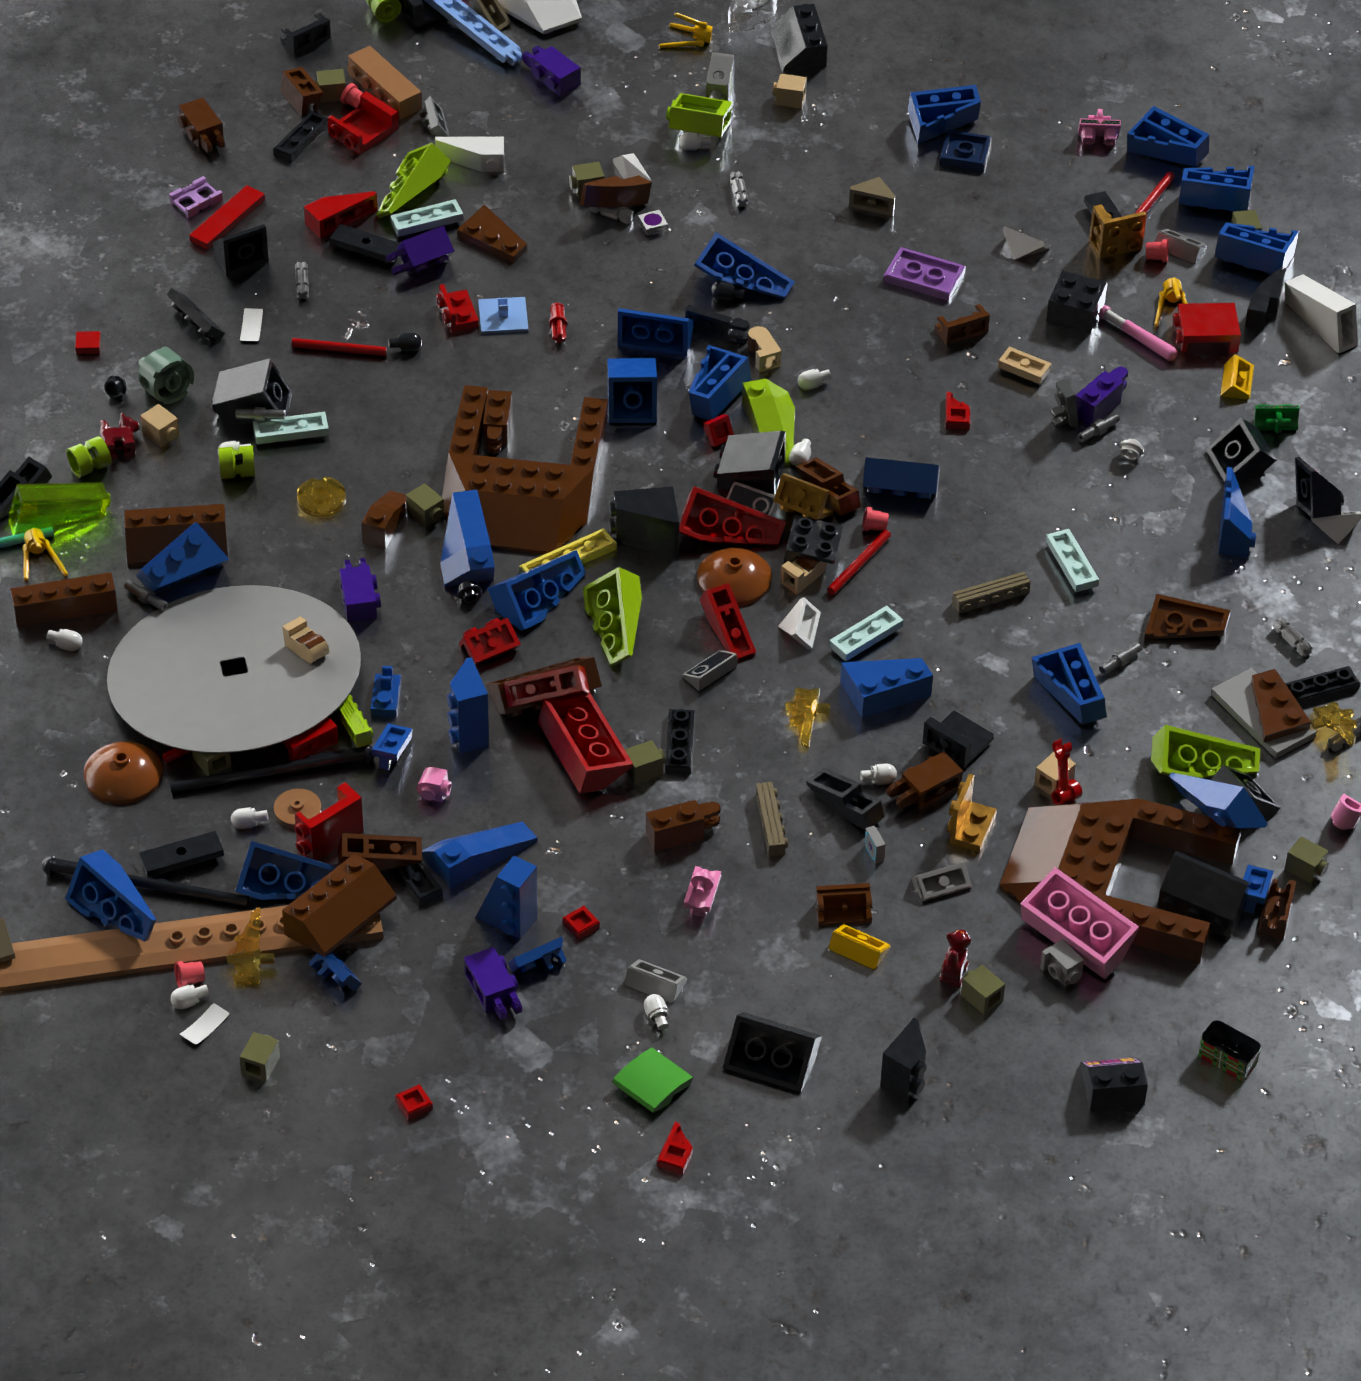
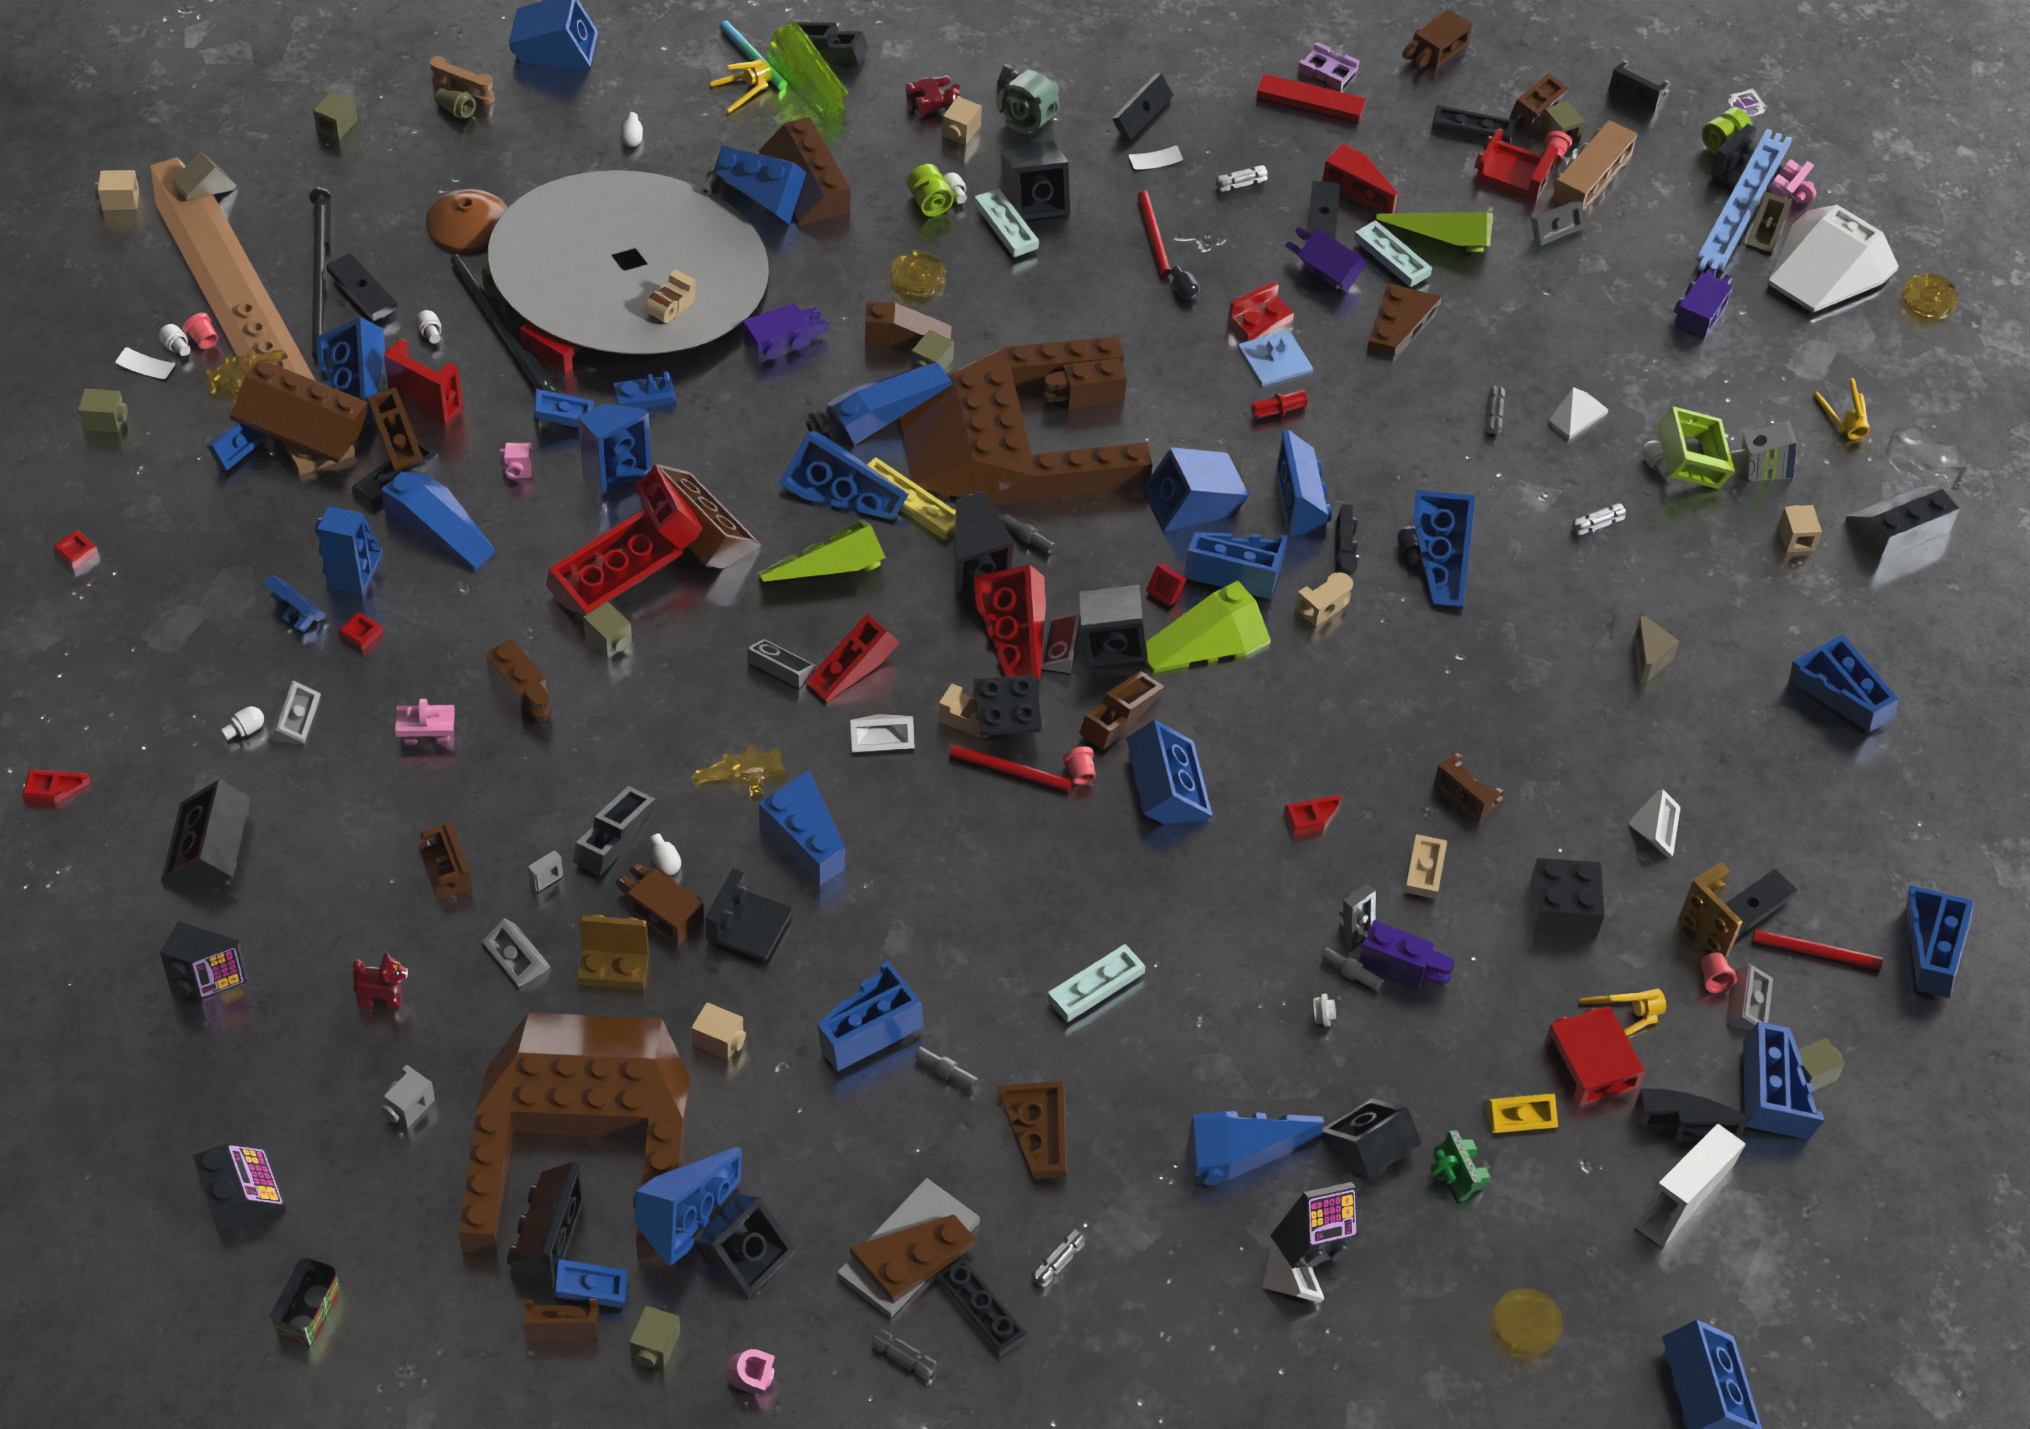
camera: 70 degrees right, 5 degrees up
(64, 599) = (687, 112): reddish brown slope -> none
(85, 458) = (888, 78): lime wheel -> none
(88, 342) = (1066, 41): red tile -> none
(106, 892) = (285, 235): blue wedge -> none
(242, 250) = (1254, 115): black slope -> none
(260, 414) = (1004, 187): flat silver bar -> none
(293, 801) = (465, 356): medium nougat piece -> none
(354, 722) = (583, 368): lime piece -> none
(477, 153) = (1524, 274): slope -> none
(490, 641) = (745, 457): red bracket -> none
(492, 982) = (243, 571): dark purple hinge -> none
(584, 173) = (1531, 375): olive brick -> none
(616, 192) = (1512, 398): reddish brown slope -> none
(652, 222) = (1496, 452): tile -> none
(652, 1079) = (143, 740): bright green slope -> none
(679, 741) = (659, 659): black tile -> none
(743, 570) = (940, 654): dark orange dish -> none
(771, 819) = (562, 766): dark tan piece -> none
(800, 452) = (1166, 671): white cylinder -> none
(802, 497) = (1066, 684): pearl gold bracket -> none
(813, 378) = (1301, 658): white cylinder -> none
(858, 946) = (394, 892): yellow slope -> none
(866, 633) = (888, 795): light aqua plate -> none
(924, 273) = (1547, 733): medium lavender tile -> none
(965, 150) = (1801, 730): dark blue tile -> none
(982, 989) = (346, 1022): olive brick -> none
(991, 592) = (1008, 909): dark tan piece -> none
(1067, 789) = (688, 1044): red brick -> none
(1090, 926) = (455, 1091): bright pink slope -> none
(1099, 126) = (1912, 851): bright pink hips -> none
(1149, 340) = (1547, 986): bright pink piece -> none
(1200, 754) = (792, 1179): lime wedge -> none
(1216, 189) = (1870, 1017): blue wedge -> none
(1336, 719) = (918, 1332): clear yellow piece -> none

